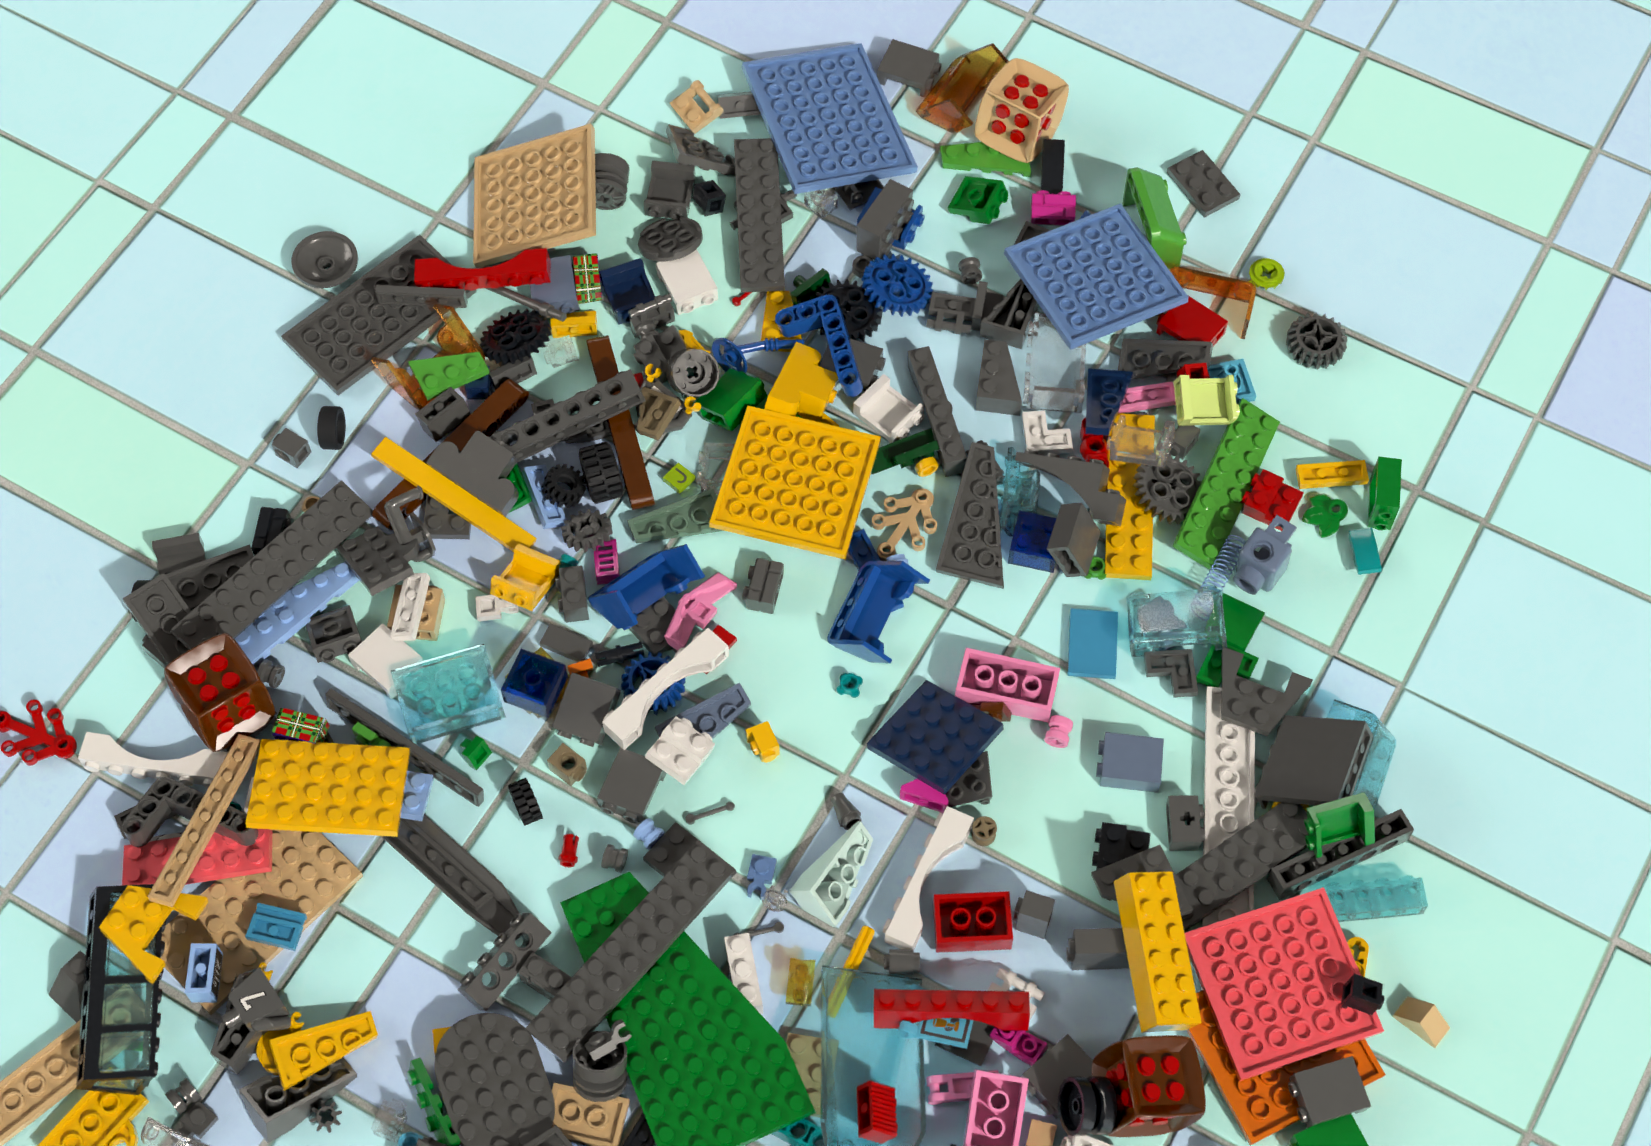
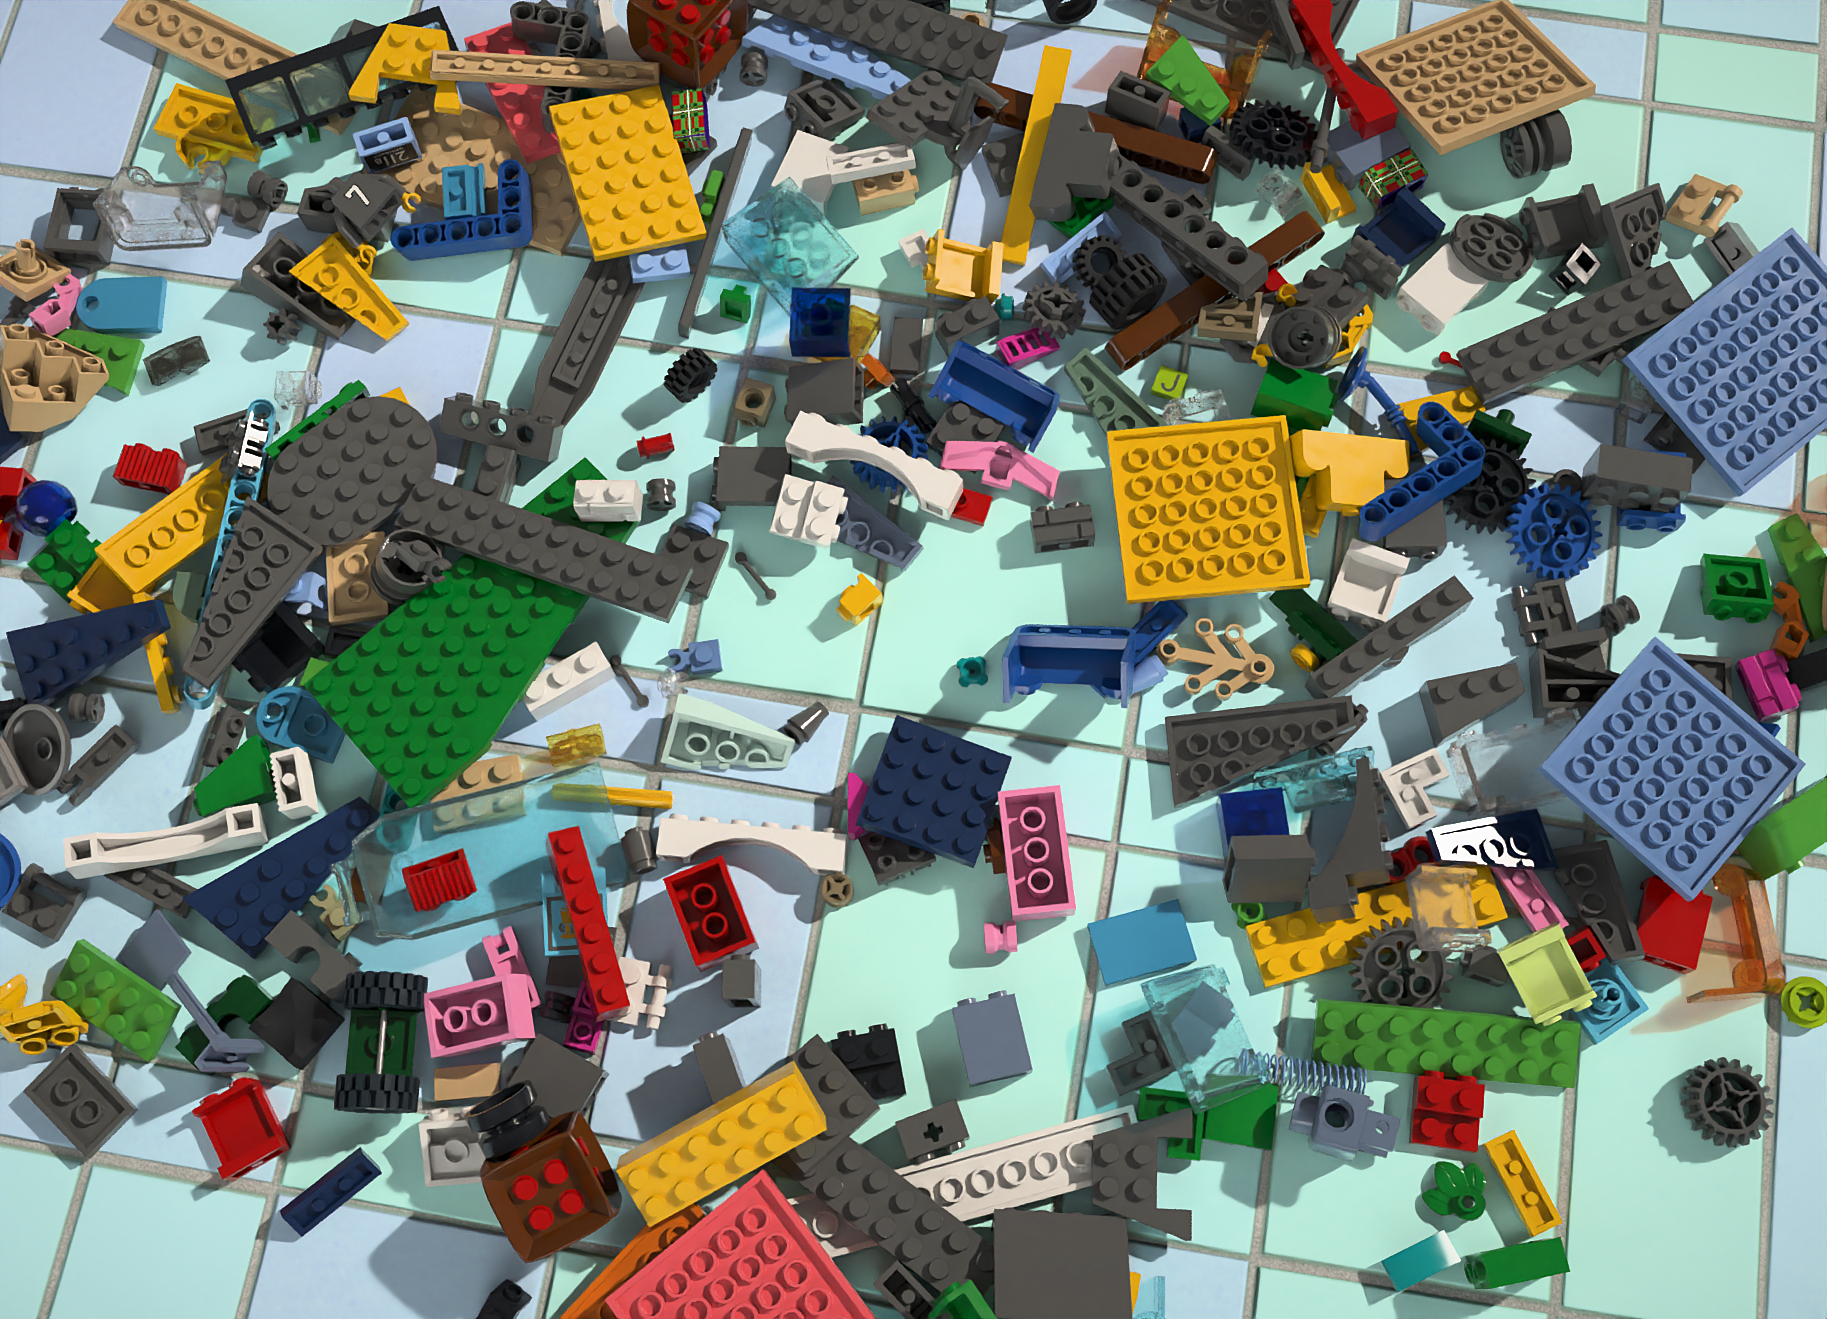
camera: 75 degrees right, 10 degrees up
(312, 929) = (476, 227): none -> blue beam
(615, 885) = (608, 500): none -> white brick
(1004, 1059) = (557, 1007): none -> black wheel
(1016, 179) = (1793, 623): none -> orange piece

